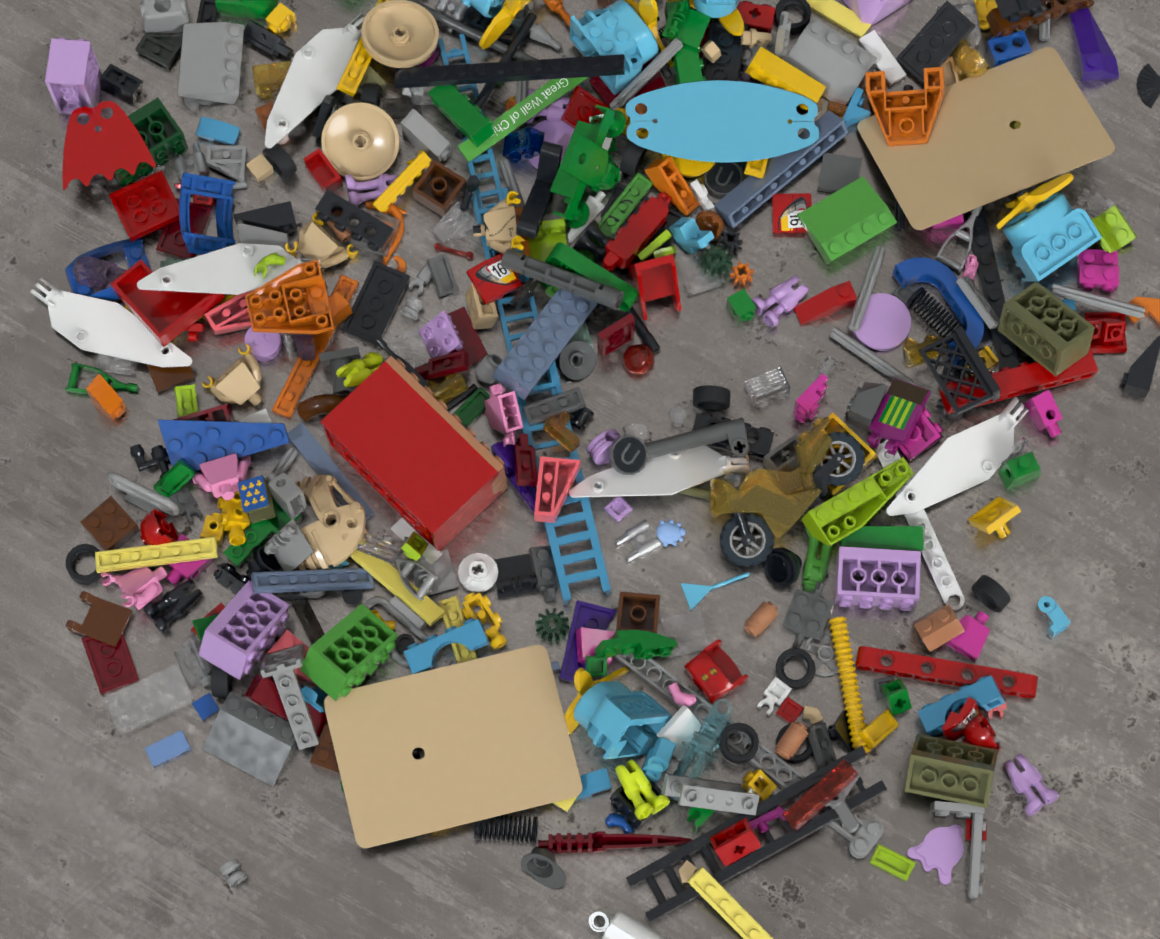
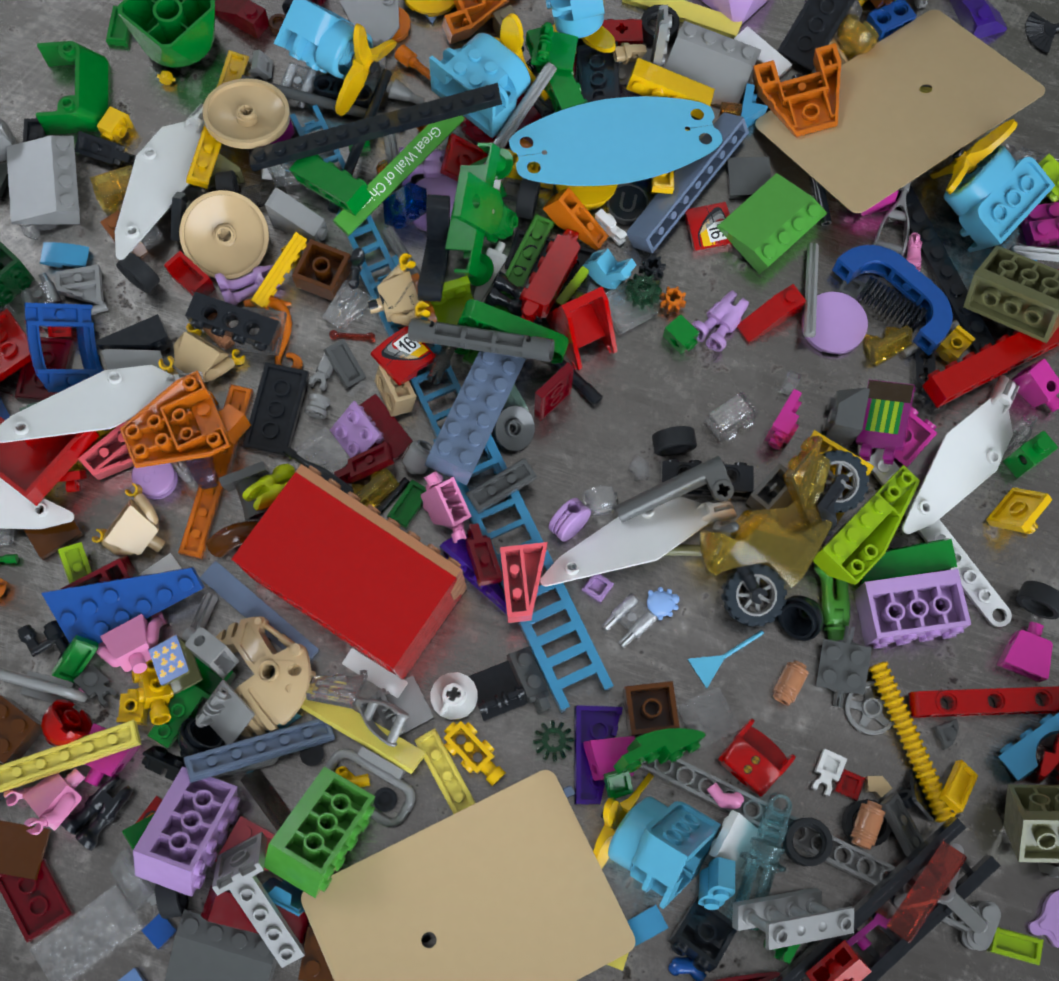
camera: 15 degrees left, 0 degrees up
(260, 168) = (118, 286): tan piece -> none
(270, 259) = (141, 382): lime piece -> none
(414, 546) = (374, 682): lime plate -> none
(423, 656) = (410, 814): dark azure arch -> none
(560, 432) = (514, 513): clear orange piece -> none
(581, 418) = (534, 492): black bush -> none
(628, 454) = (598, 524): black tile -> none
(634, 783) = (702, 918): neon yellow piece -> none
(638, 358) = (581, 413): clear red hair -> none
(665, 251) = (590, 287): lime tile -> none
(710, 221) = (625, 249): dark orange hair -> none
(711, 51) = (585, 73): tan piece -> none
(763, 785) = (840, 887): yellow brick -> none
(780, 667) = (863, 732): black tyre -> none
(868, 356) = (830, 361): light grey axle -> none
(898, 700) = (974, 745): green brick -> none
(938, 626) = (995, 649): nougat slope -> none
(976, 366) = (962, 347): black fence -> none
(979, 302) = (937, 280): light grey tile -> none

